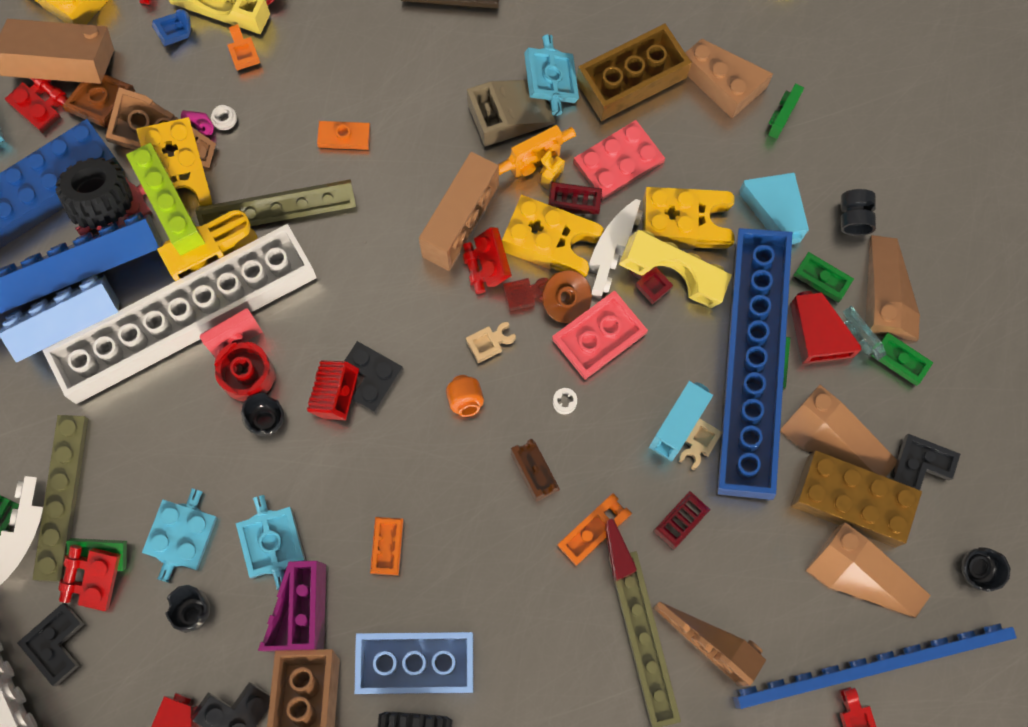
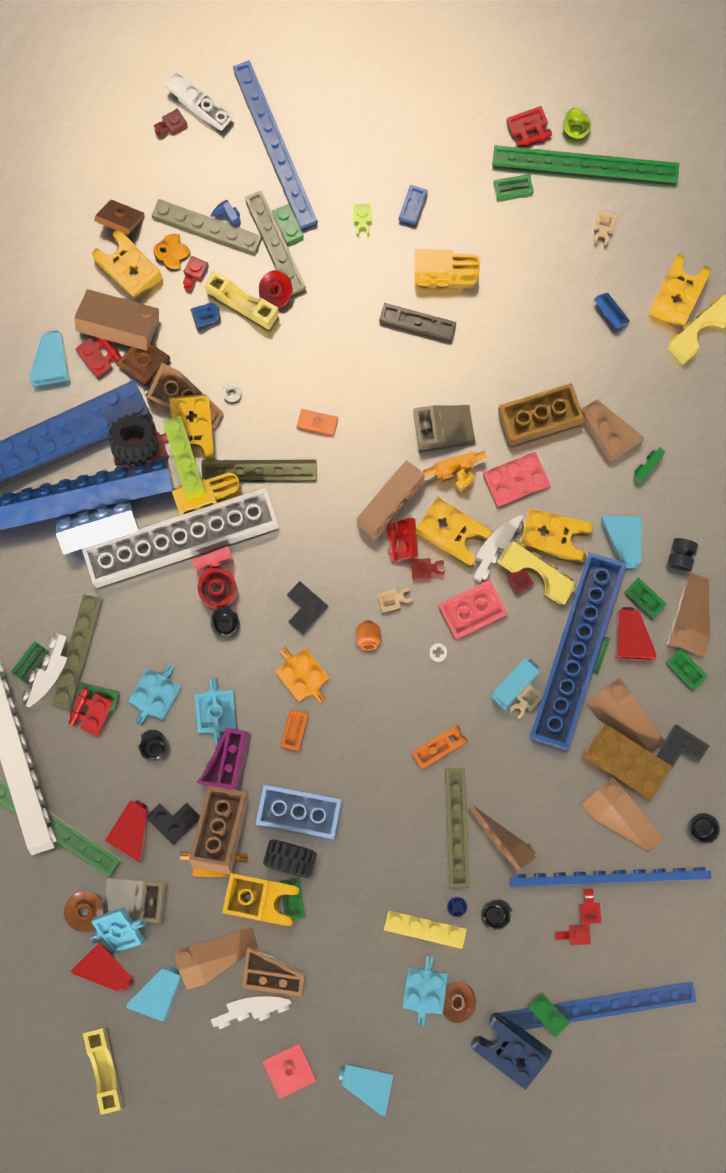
camera: 20 degrees right, 5 degrees up
(45, 643) = (55, 748): black plate -> none
(200, 120) = (215, 392): dark pink arm -> none
(242, 50) = (254, 342): orange plate -> none
(333, 390) = (276, 613): red brick -> none
(384, 467) = (302, 675): none -> light orange plate
(534, 470) = (406, 697): reddish brown hinge -> none
(551, 75) = (479, 405): medium azure plate -> none
(575, 190) = (472, 496): dark red slope -> none
(577, 296) = (462, 581): dark orange dish -> none
(620, 558) = (451, 769): dark red slope -> none
(671, 540) = (485, 756): dark red slope -> none
(869, 341) = (659, 639): clear light blue plate -> none

